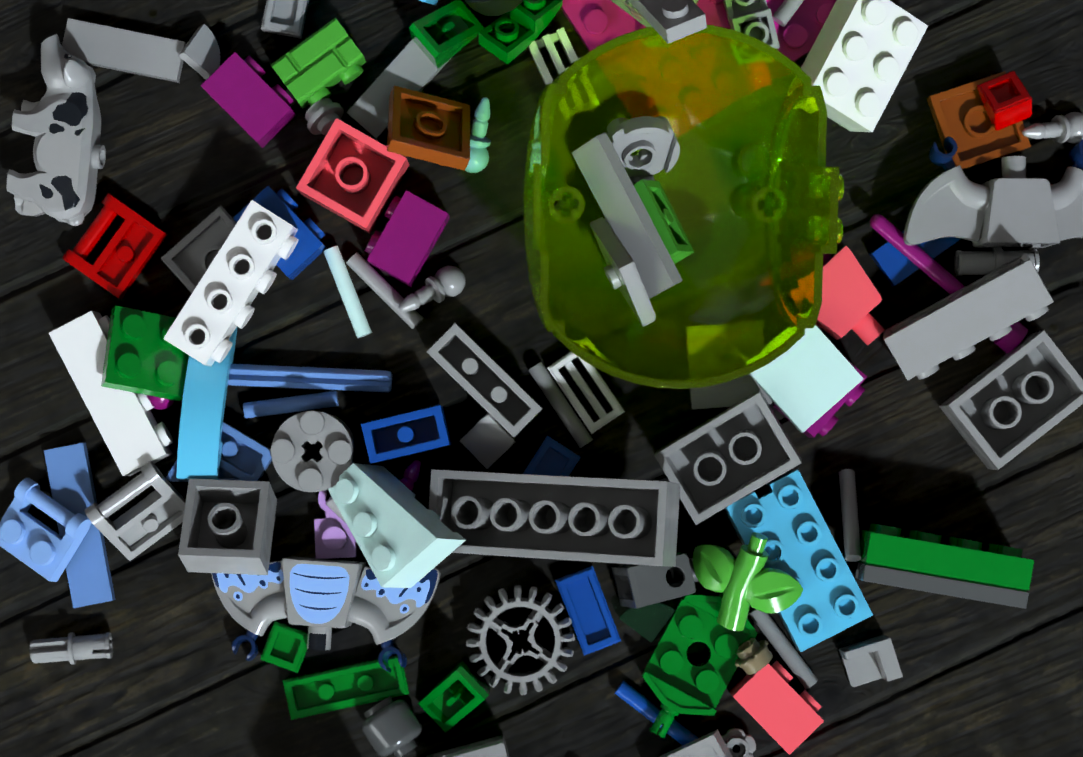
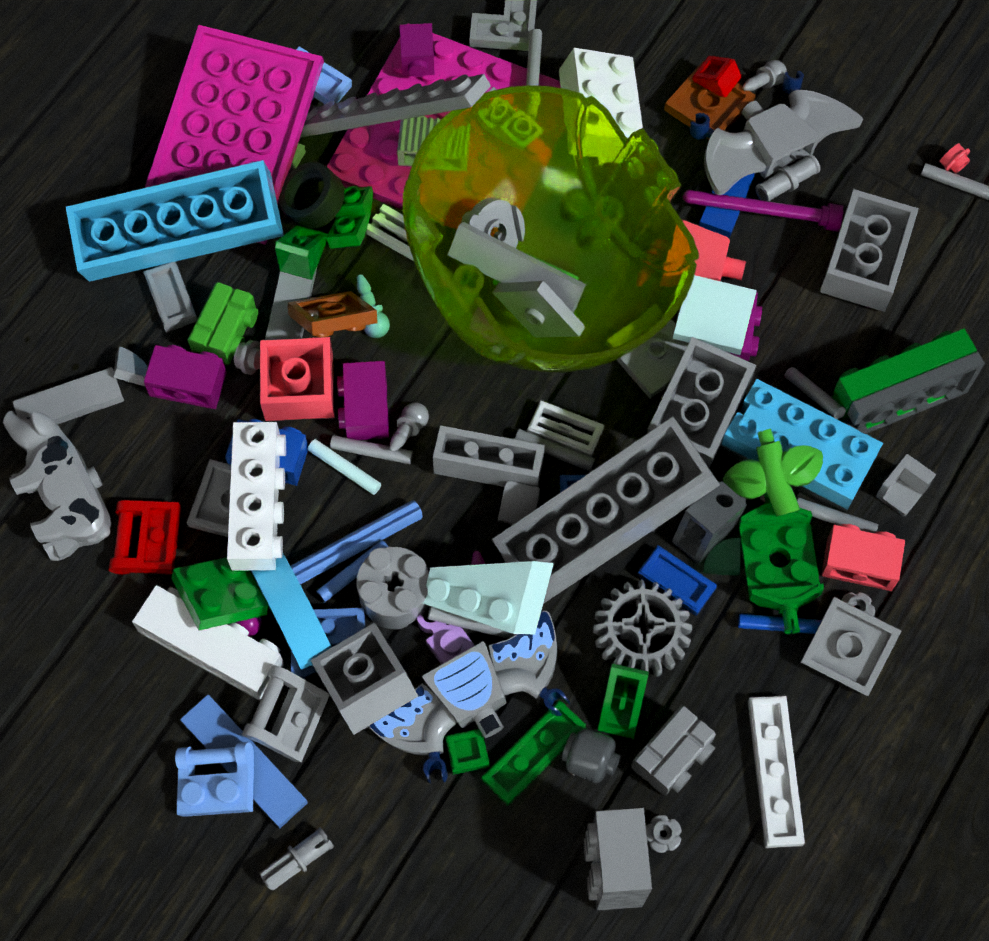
camera: 30 degrees left, 20 degrees down
(406, 434) = (456, 530): blue brick -> none
(753, 656) = (820, 529): dark tan plate -> none
(968, 317) = (796, 215): light grey brick -> none

